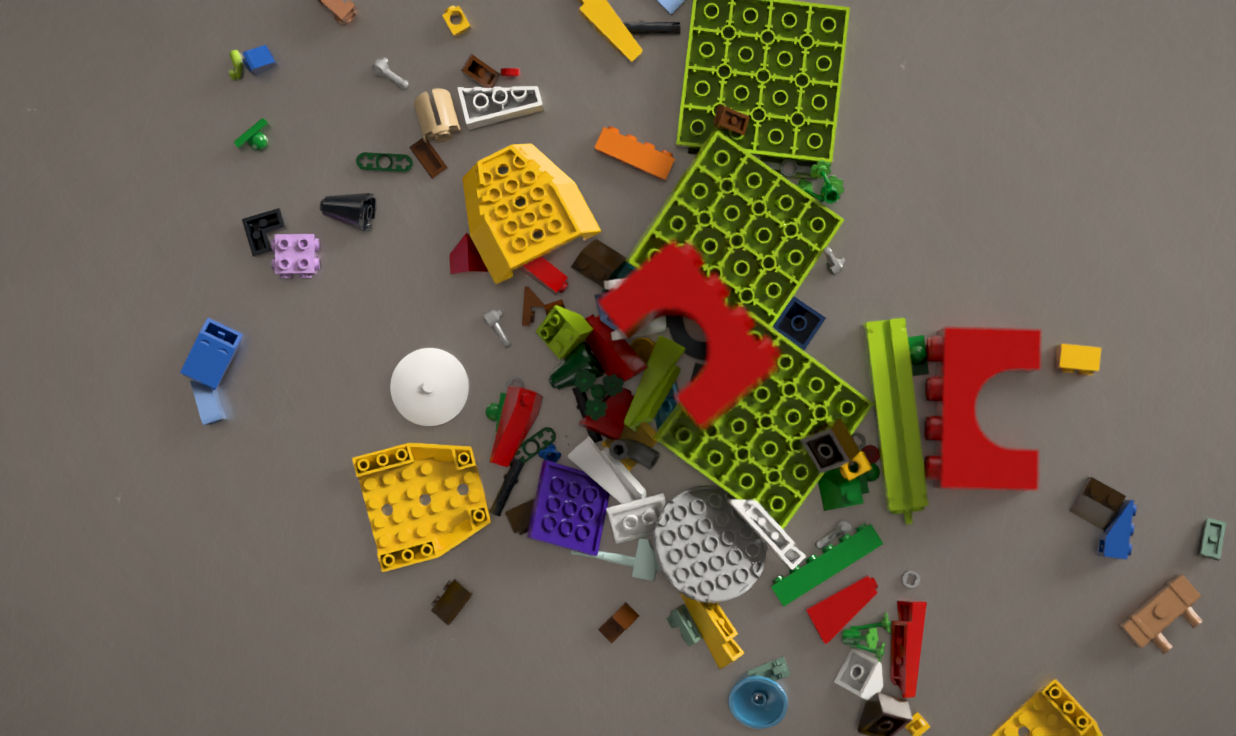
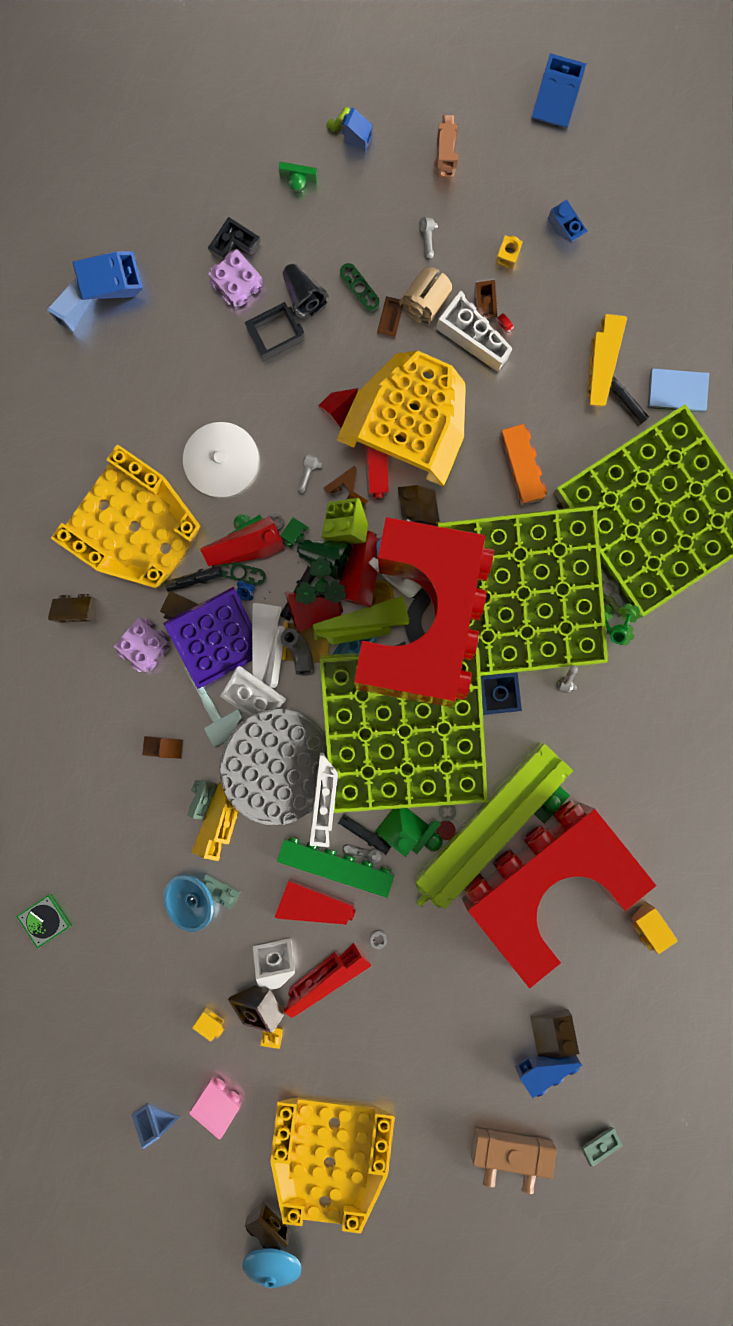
camera: 50 degrees right, 0 degrees up
(352, 277) = (267, 316): none -> black window
(525, 570) = (142, 645): none -> lavender brick
(537, 378) = (293, 533): none -> green brick
(730, 120) = (610, 512): reddish brown slope -> none
(820, 520) = (365, 834): none -> black pin
(830, 445) = (427, 796): dark brown slope -> none
(853, 636) = (298, 933): plant -> none
(863, 463) = (436, 829): yellow brick -> none

